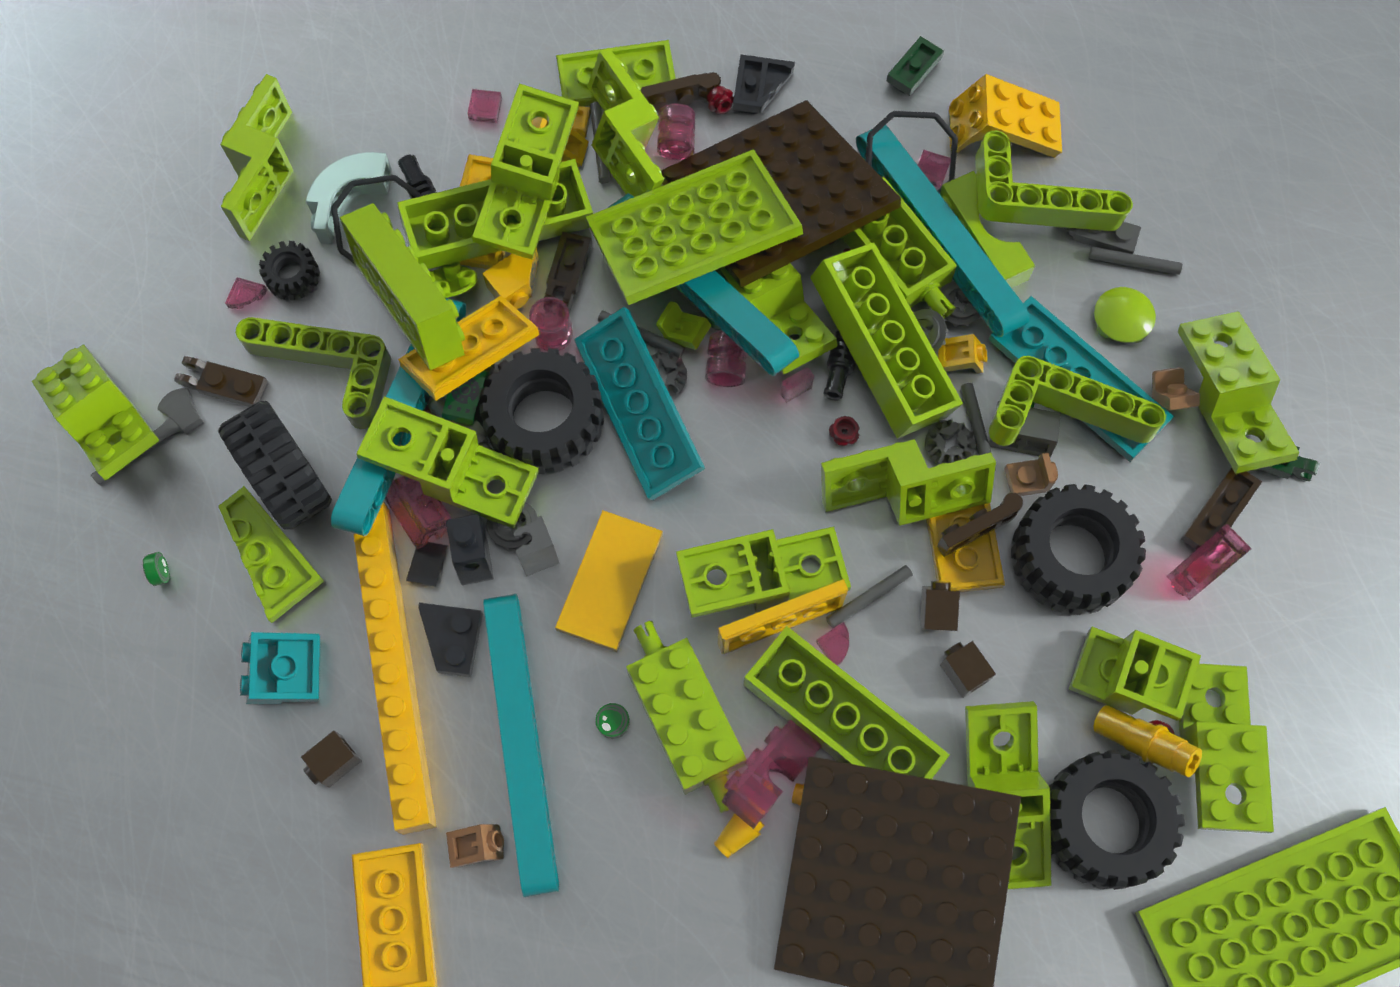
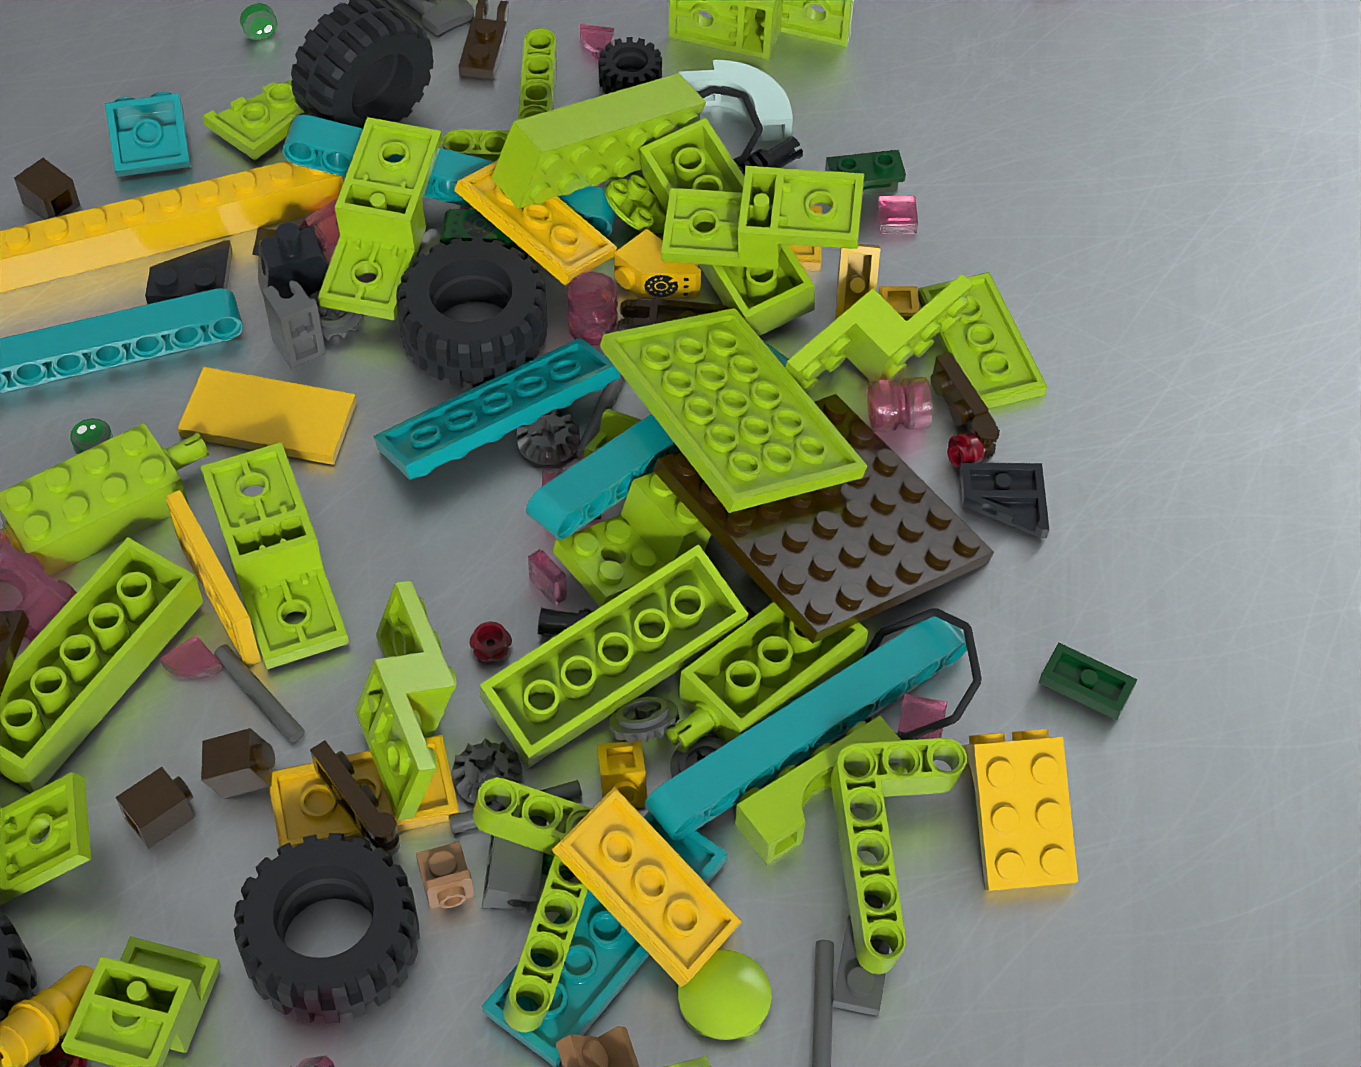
camera: 80 degrees right, 15 degrees down
(451, 115) = (880, 169): none -> dark green bracket
(1066, 340) = (647, 886): none -> yellow tile

